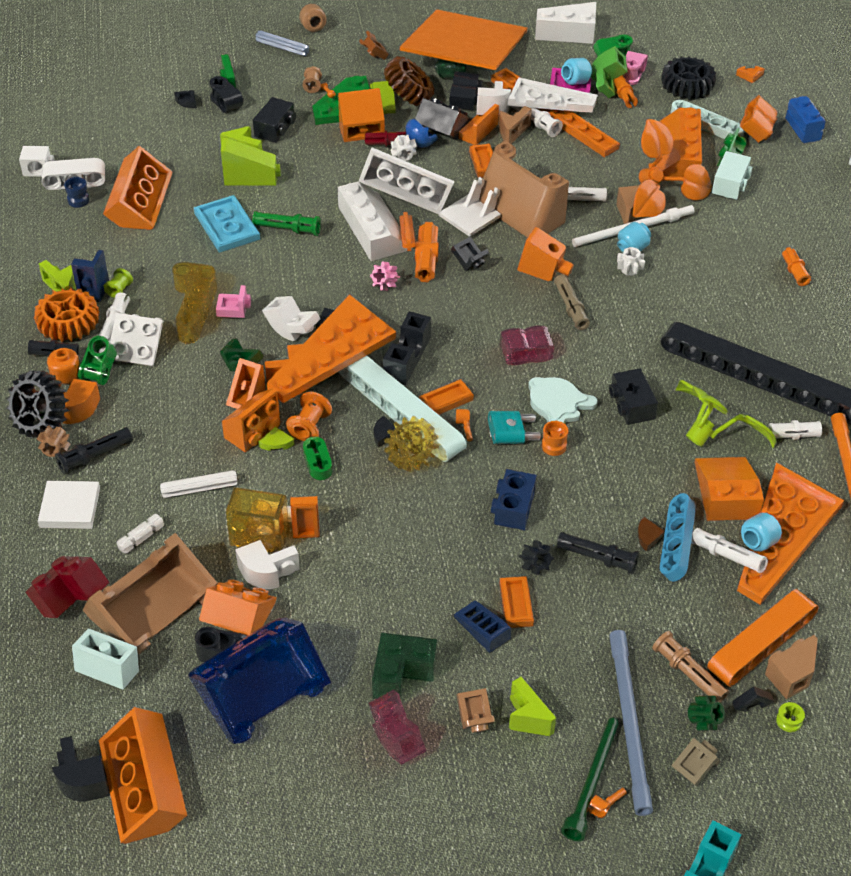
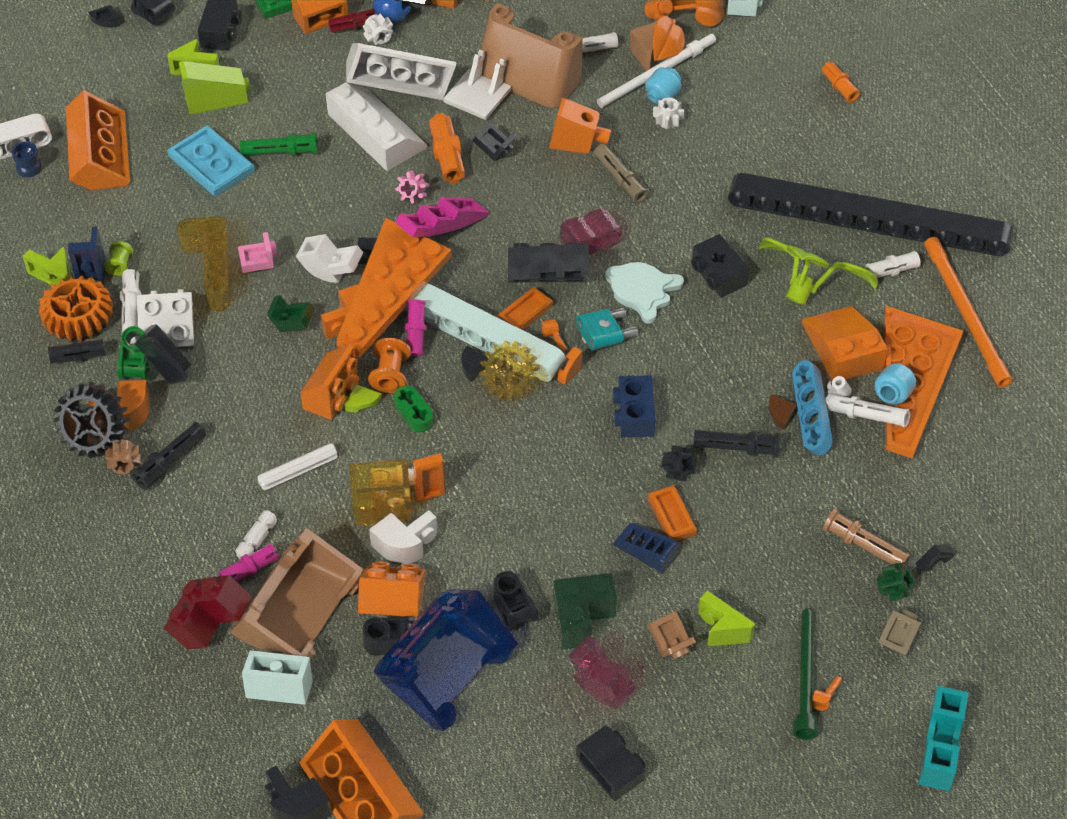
camera: 15 degrees left, 5 degrees up
(64, 364) = (99, 367): orange head -> none
(69, 504) = (165, 522): white tile -> none
(120, 365) = (163, 354): none -> black panel
(123, 556) = (251, 564): none -> dark pink pin
(246, 383) = (308, 345): orange slope -> none
(341, 646) = (513, 605): none -> black piece
(343, 389) = (415, 326): none -> dark pink pin
(378, 813) = (610, 762): none -> black brick
(398, 305) = (447, 216): none -> dark pink slope
(405, 355) = (468, 263): black arch -> none
(407, 231) = (418, 129): orange axle -> none
(470, 453) = (572, 367): none -> orange tile
(478, 361) = (548, 263): none -> black wedge
(480, 157) = (468, 24): orange tile -> none
(554, 438) = (654, 330): orange wheel -> none
(640, 788) = (854, 672): sand blue piece -> none
(709, 524) = (839, 387): none -> white arm
(762, 637) = (926, 492): orange beam -> none
(792, 709) = (975, 557): lime bush -> none
(794, 667) = (964, 516): medium nougat slope -> none

